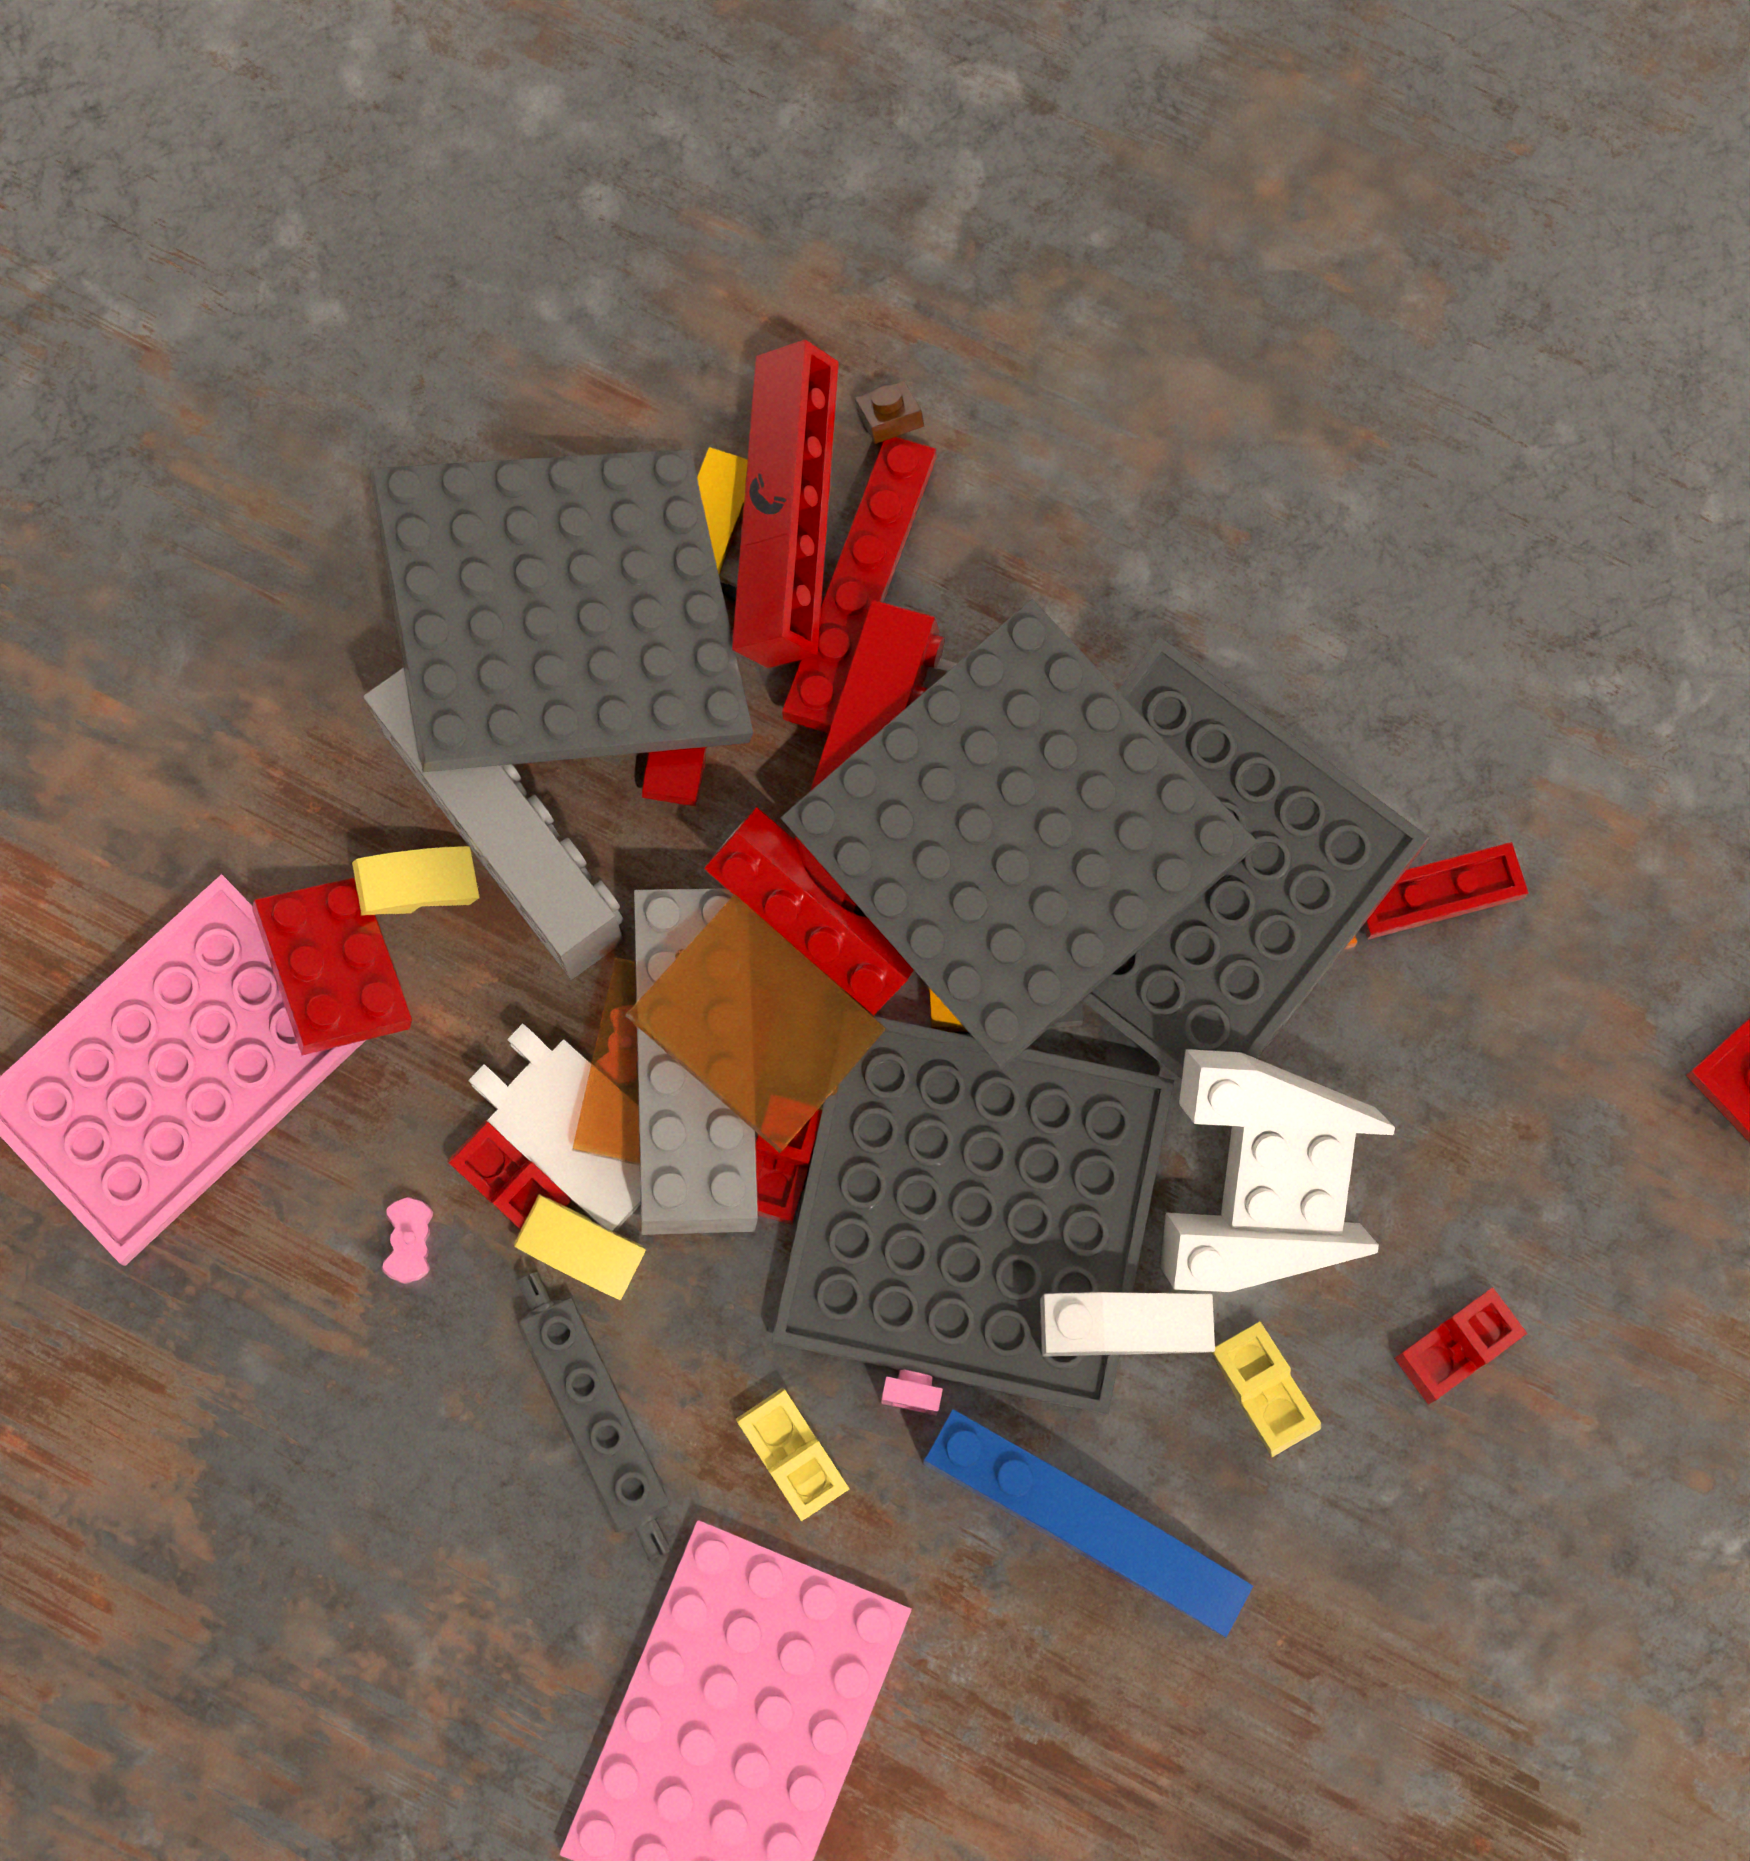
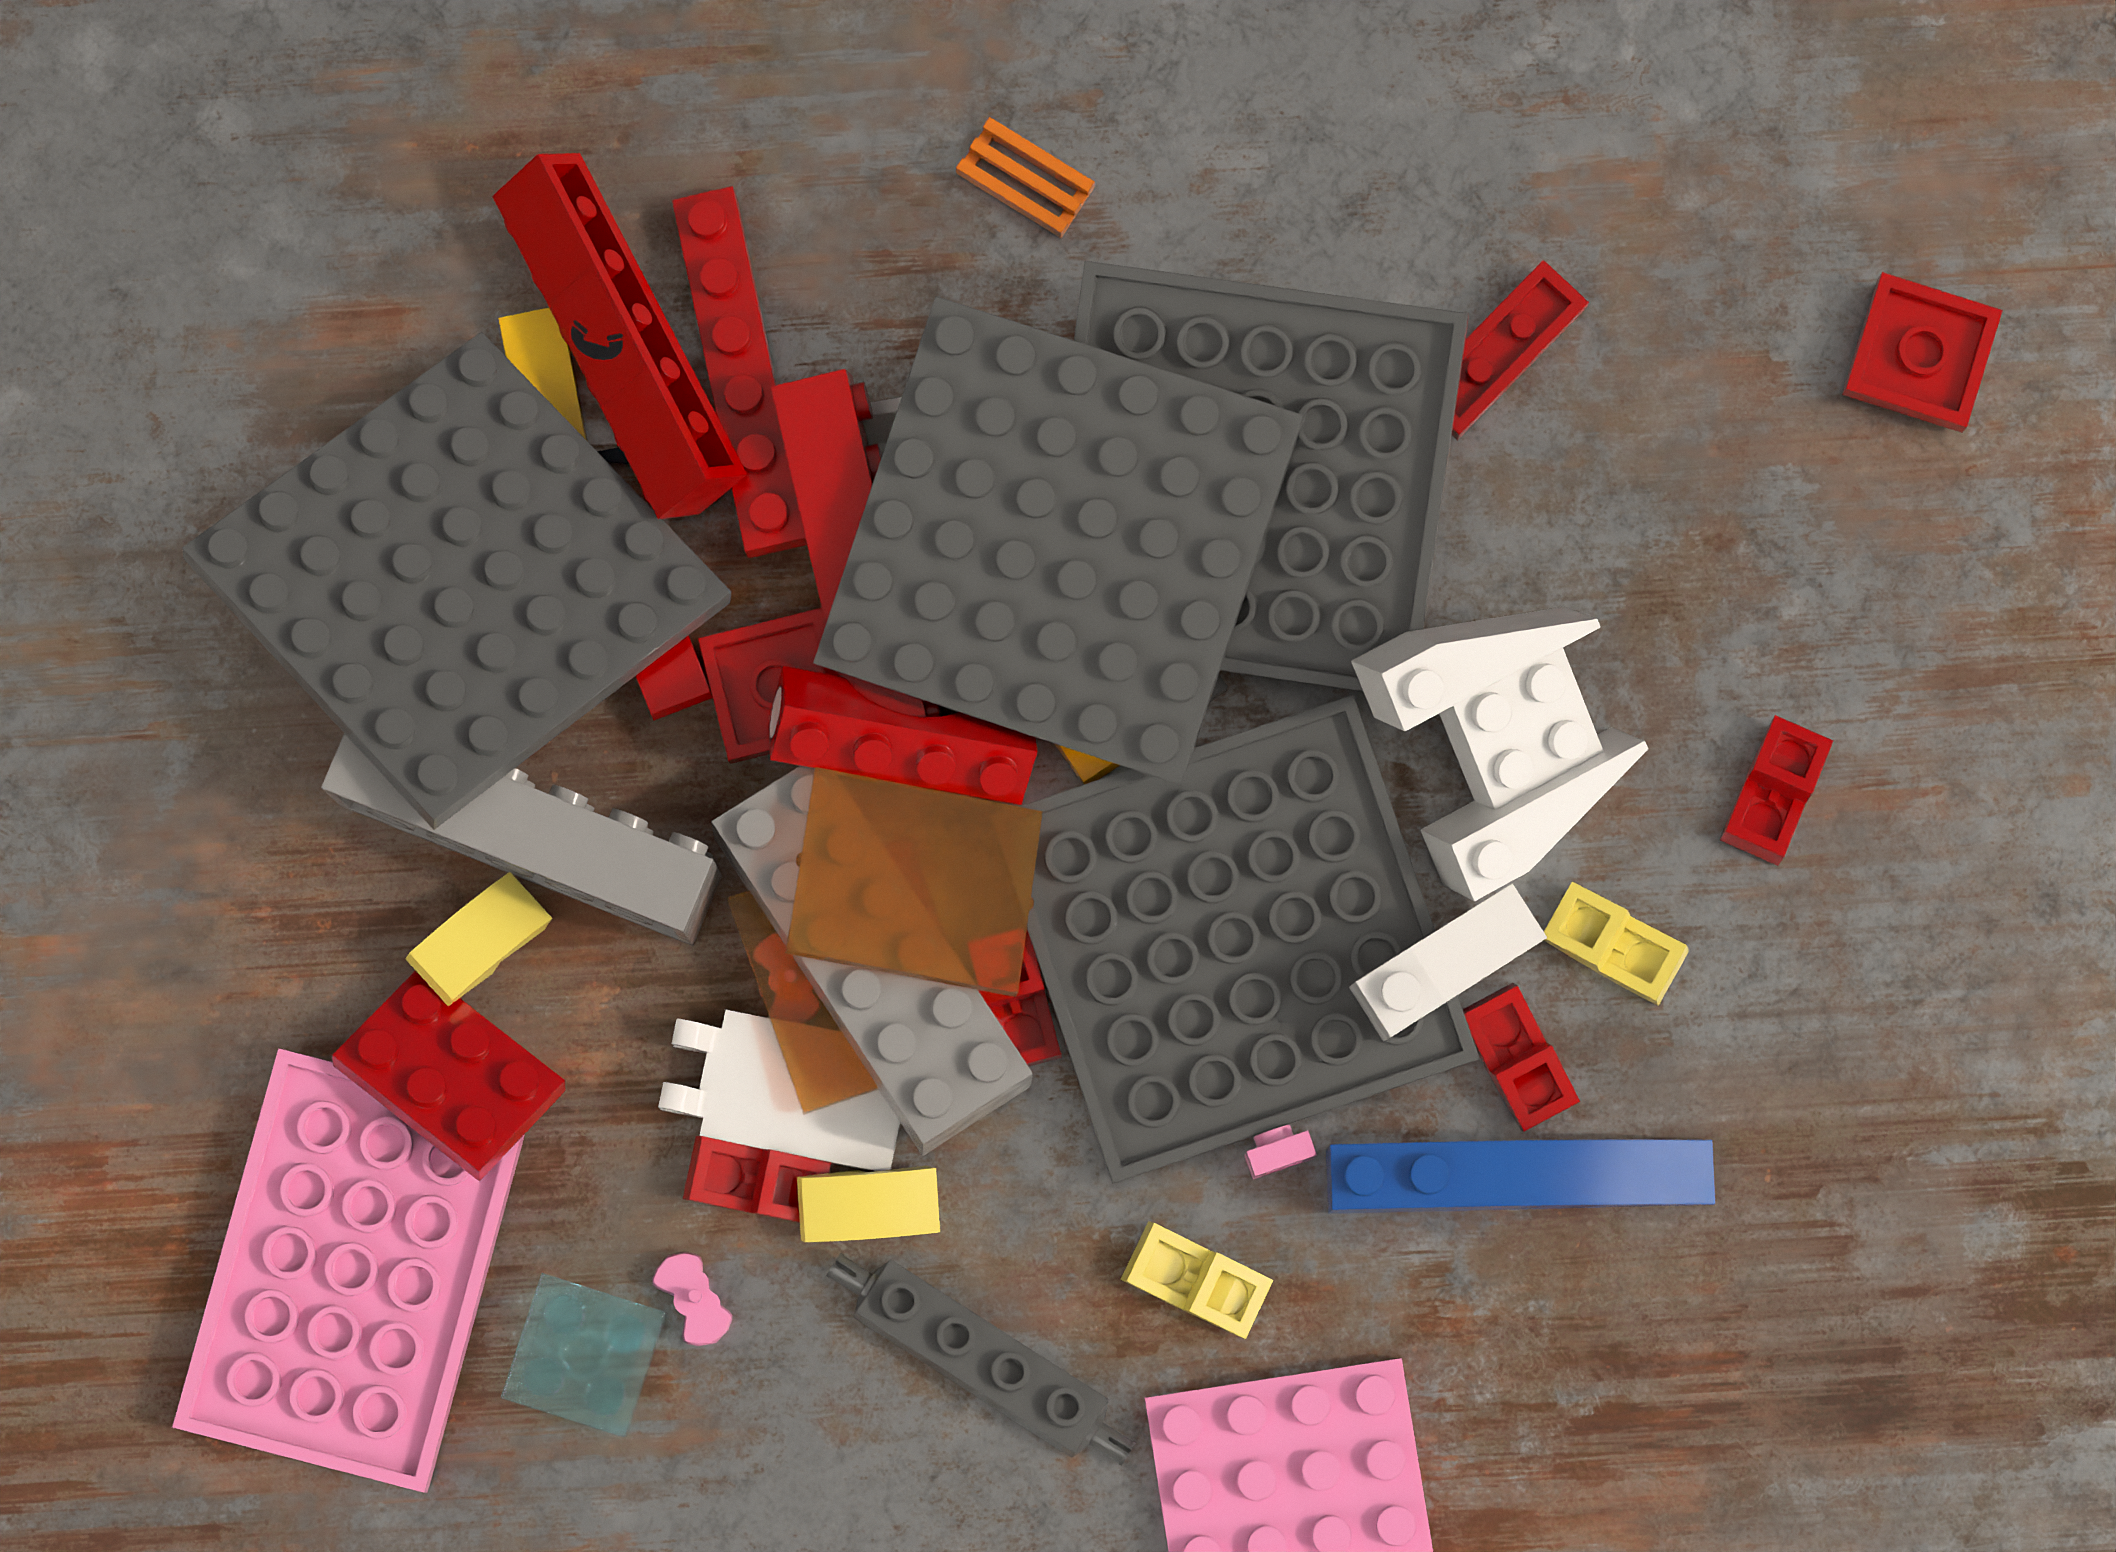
camera: 30 degrees left, 5 degrees up
(301, 1233) = (583, 1355): none -> clear light blue plate
(727, 799) = (745, 672): none -> red plate
(889, 411) = (661, 174): reddish brown plate -> none
(1136, 526) = (981, 149): none -> orange tile
(1140, 1432) = (1519, 1057): none -> red slope

